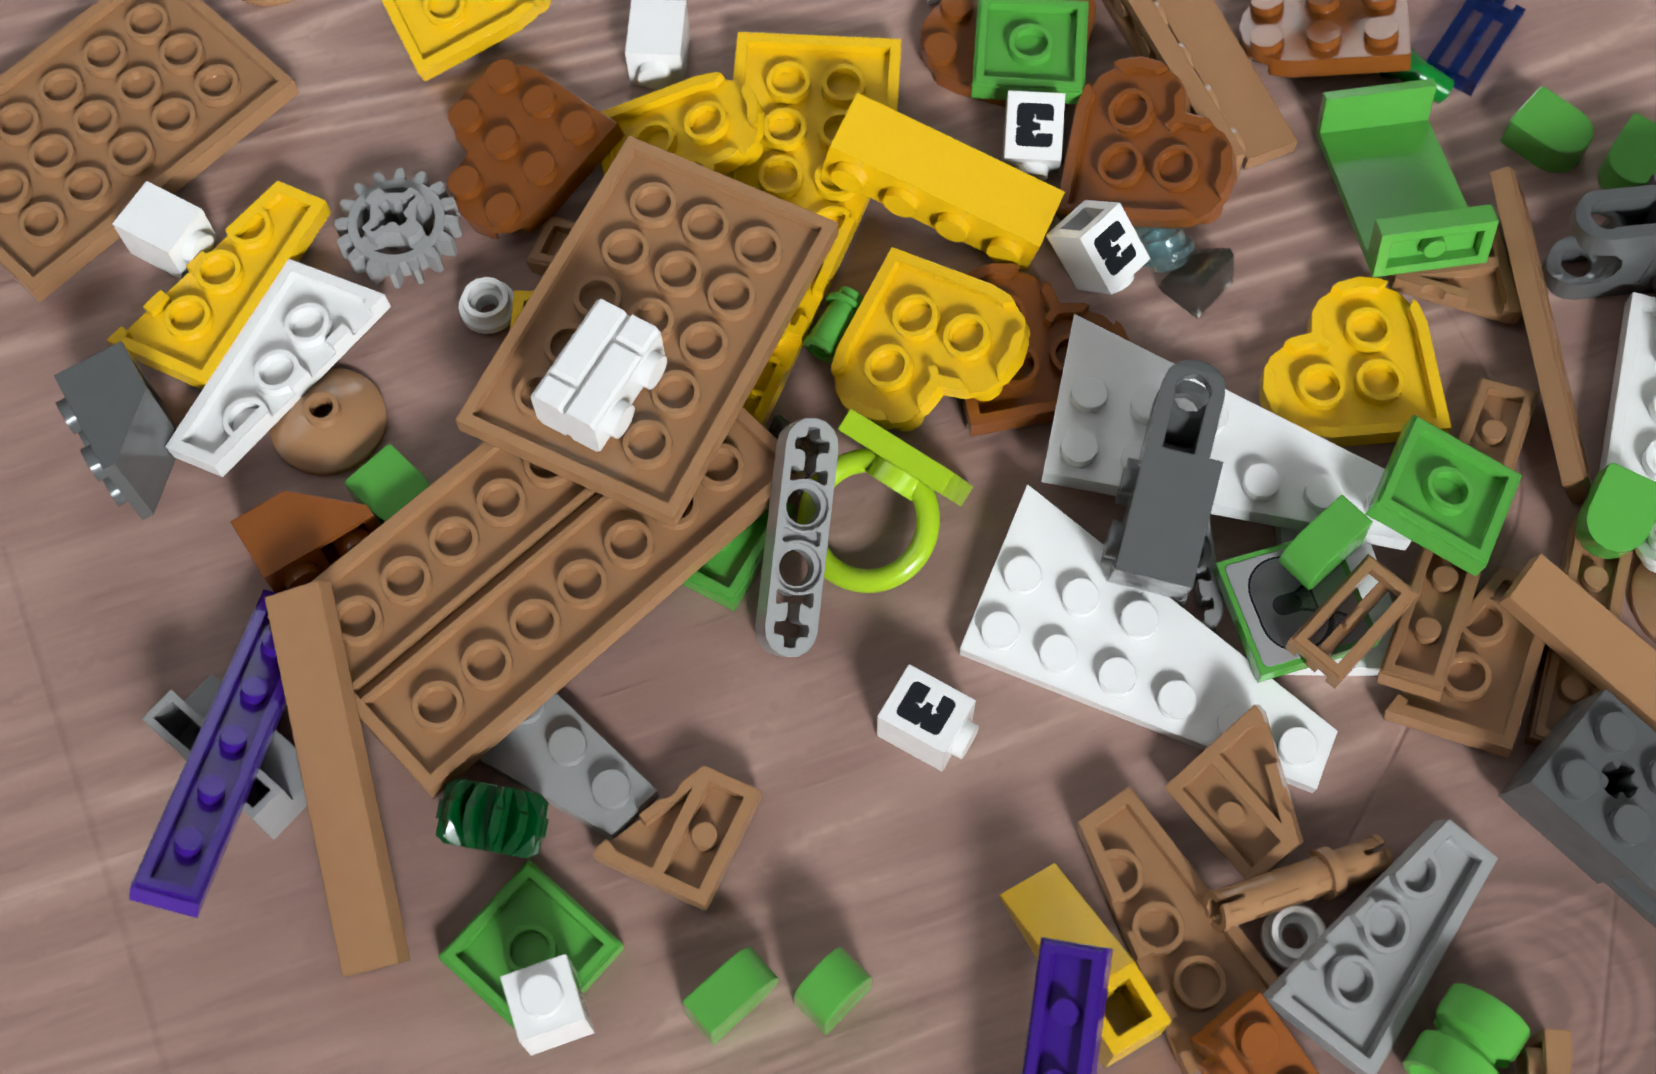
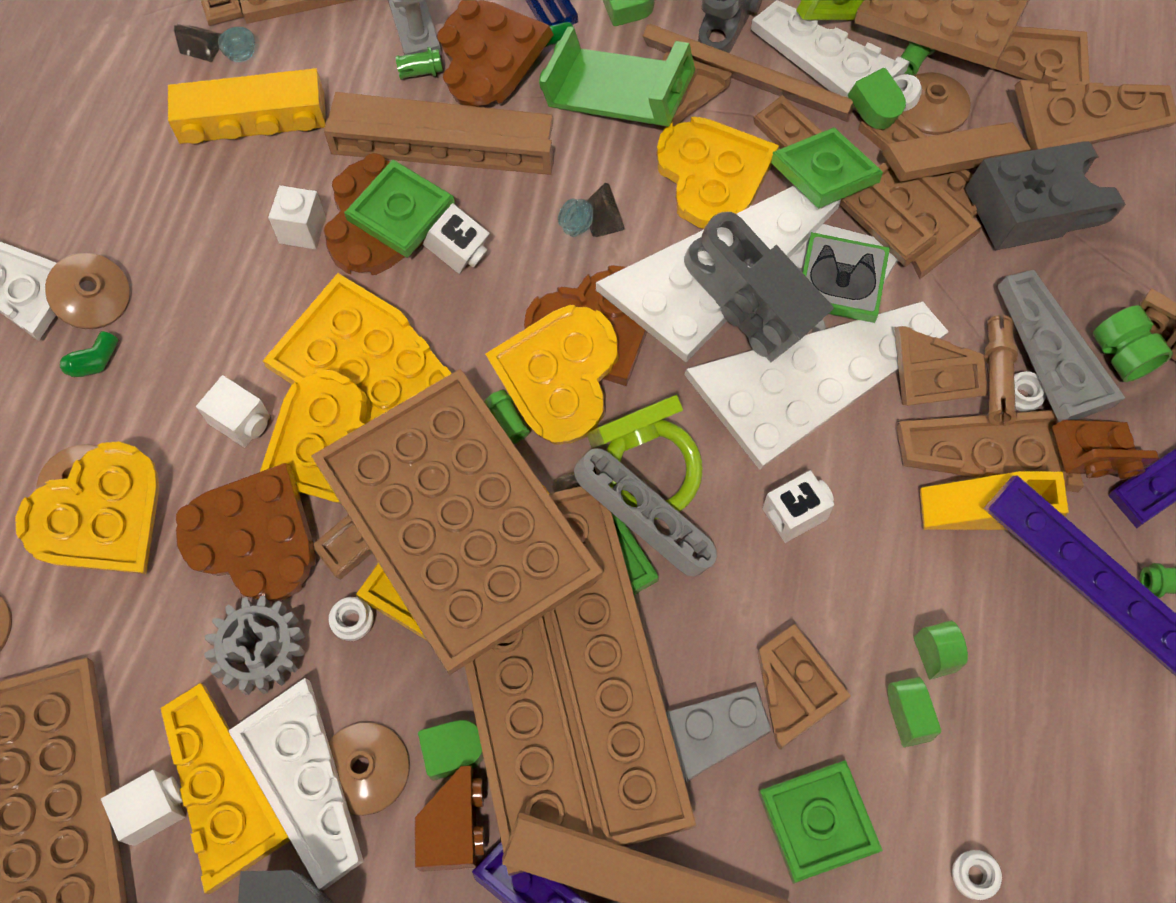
camera: 60 degrees left, 0 degrees up
(492, 818) = (729, 796): dark green gear -> none
(547, 1004) = (876, 821): white brick -> none
(600, 376) = (485, 560): white brick -> none
(941, 182) = (457, 304): yellow brick -> none
(1098, 247) = (556, 247): white brick -> none
(1146, 150) = (513, 190): dark orange plate -> none
(1319, 657) = (859, 256): medium nougat tile -> none
(1325, 543) = (827, 235): bright green piece -> none

